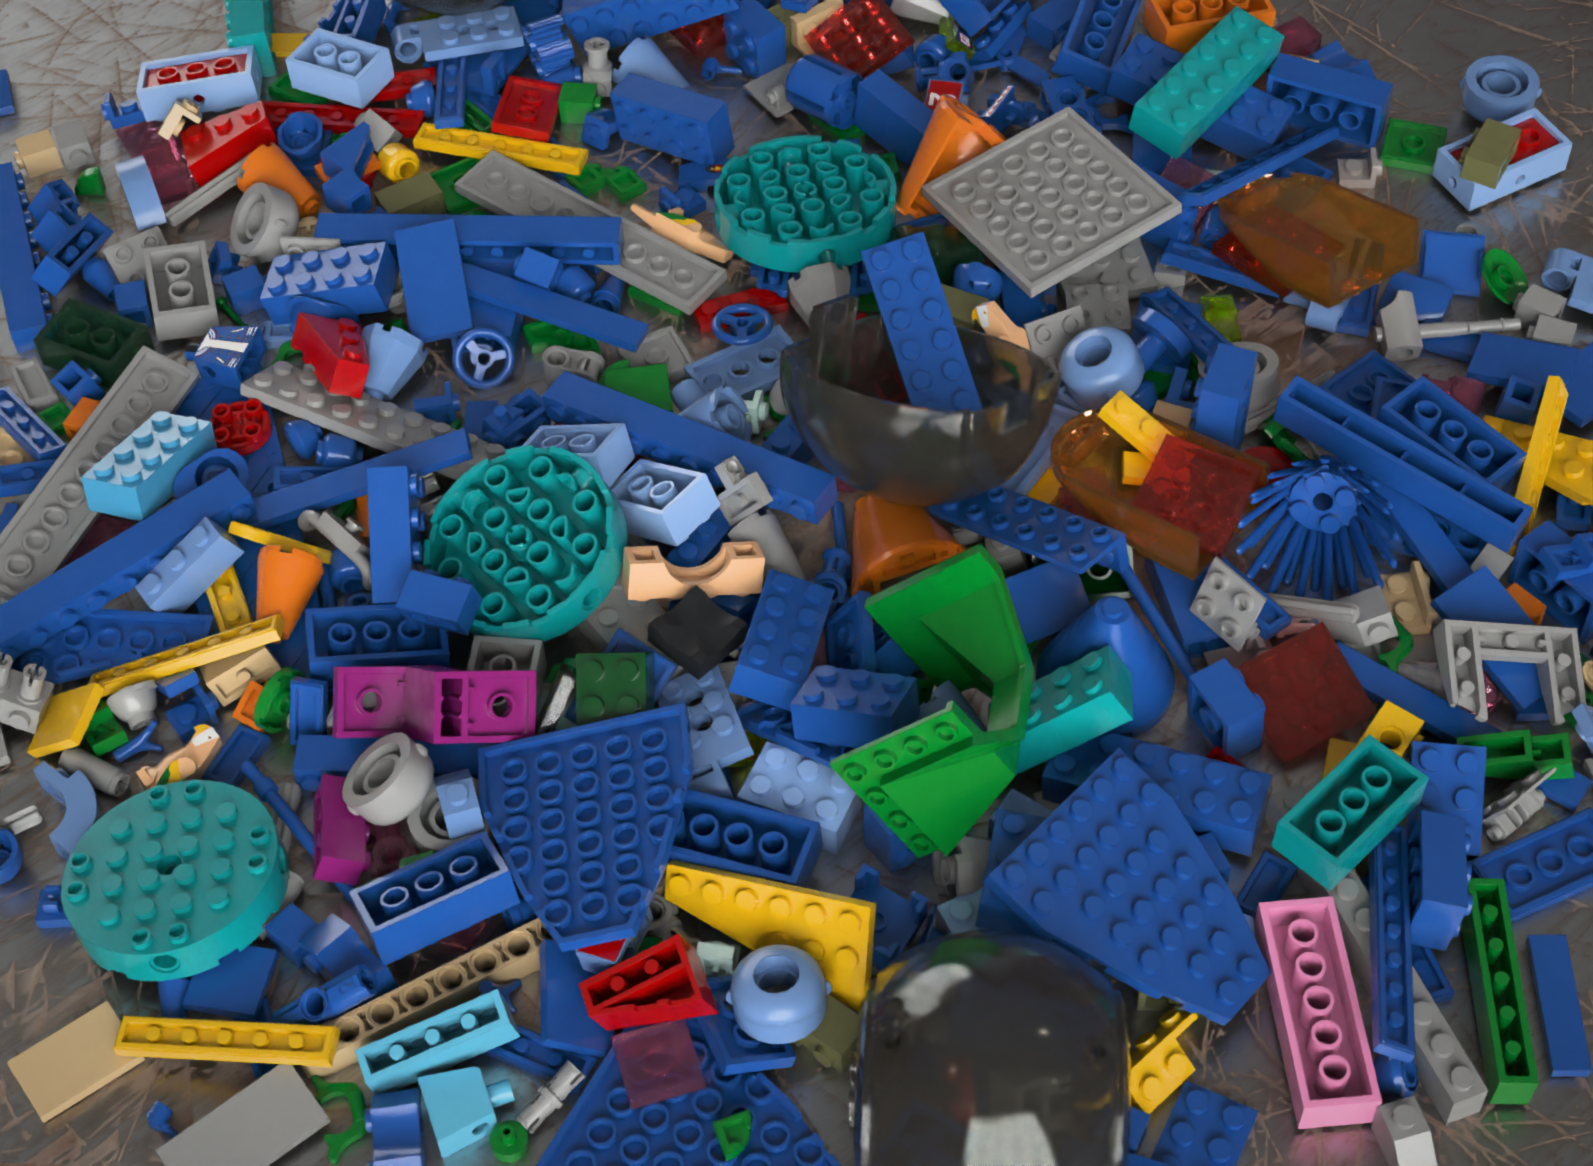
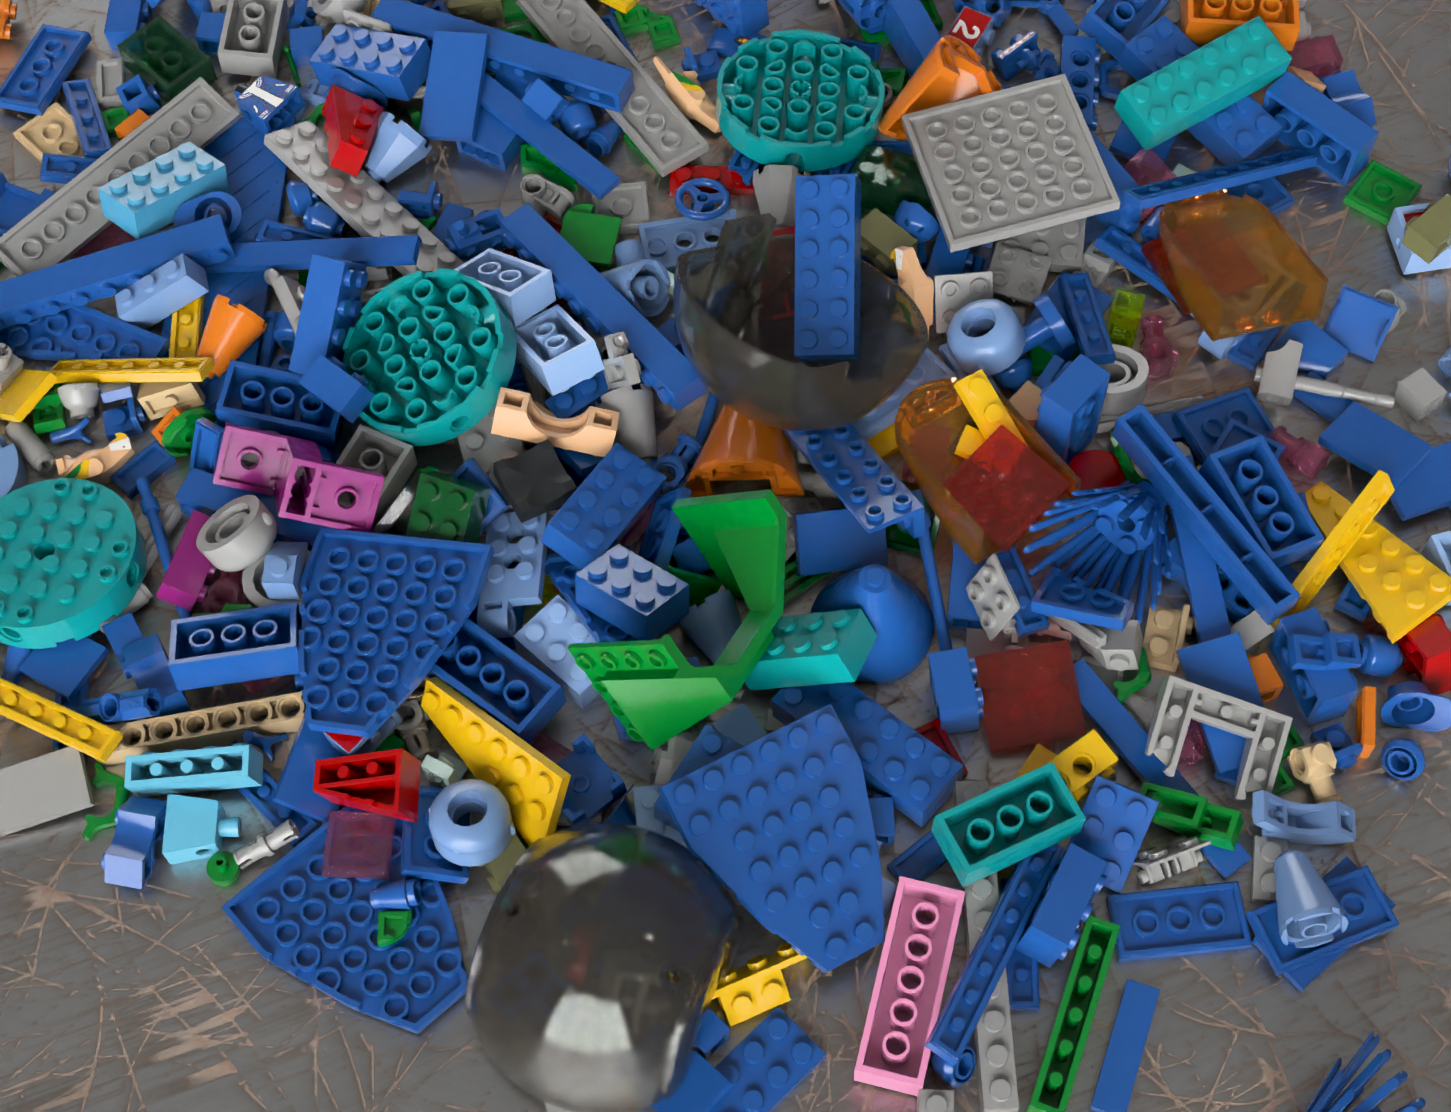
camera: 20 degrees right, 10 degrees up
(241, 426) = (254, 173): red tile -> none
(269, 538) = (240, 290): yellow tile -> none
(476, 349) = (481, 160): blue piece -> none
(725, 1098) = (397, 895): none -> blue cone
(1267, 334) = (1157, 346): none -> clear pink connector
(1305, 585) = (1075, 601): none -> blue wing
(1359, 172) = (1318, 206): light grey bracket -> none
(1503, 275) = (1402, 349): green dish -> none
(1518, 400) = (1352, 478): blue brick -> none
(1552, 331) = (1418, 421): light grey brick -> none

